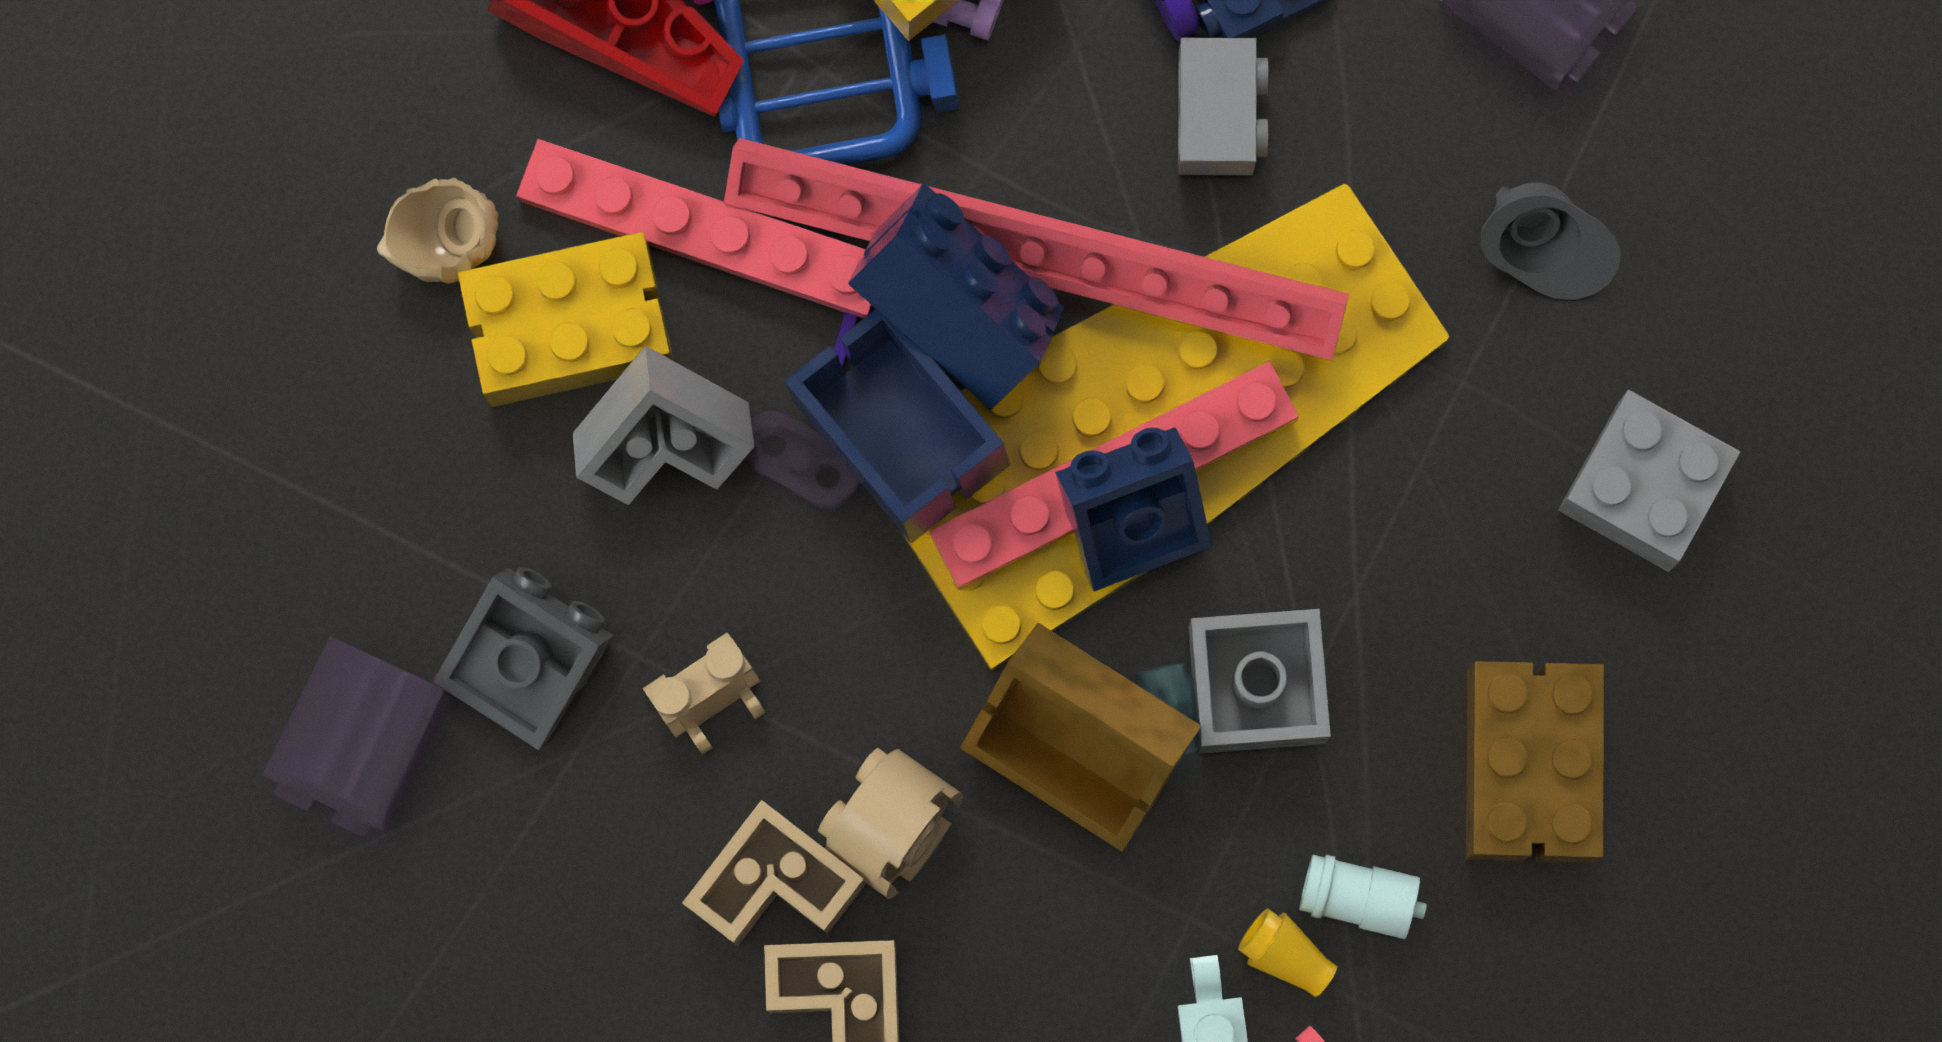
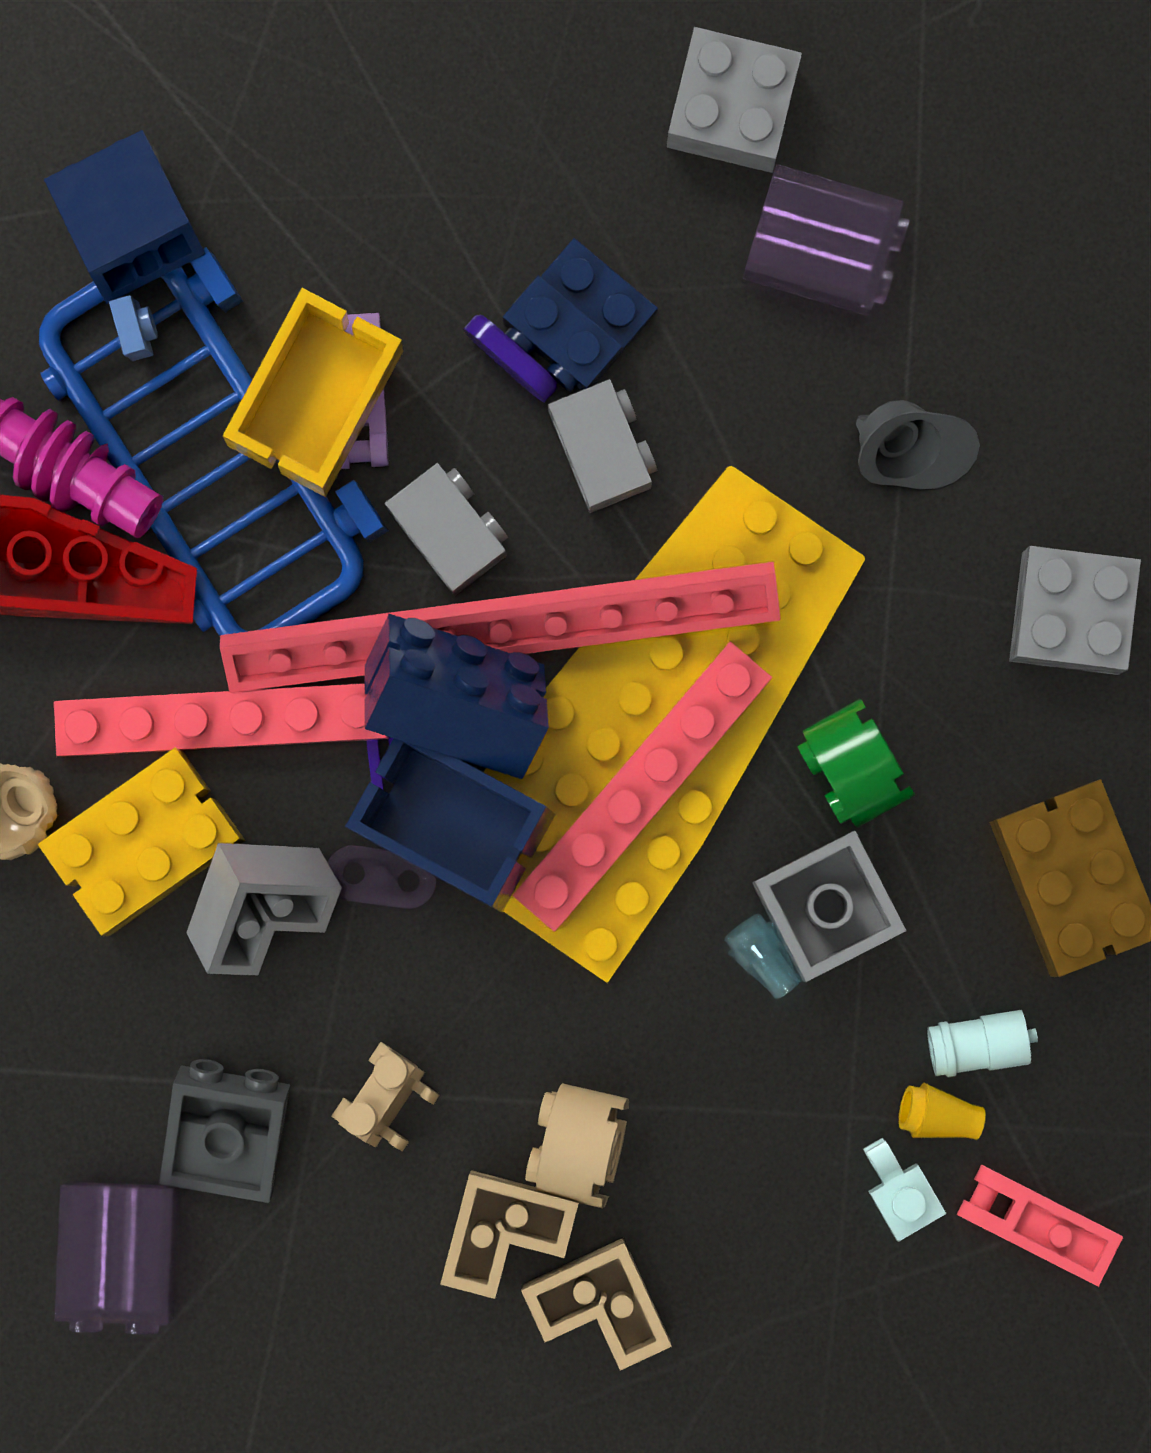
camera: 25 degrees left, 5 degrees up
(1022, 127) = (447, 528): none -> light grey brick
(1079, 736) = (705, 1013): pearl gold piece -> none
(1134, 506) = (671, 809): dark blue plate -> none
(1349, 544) = (855, 764): none -> green brick

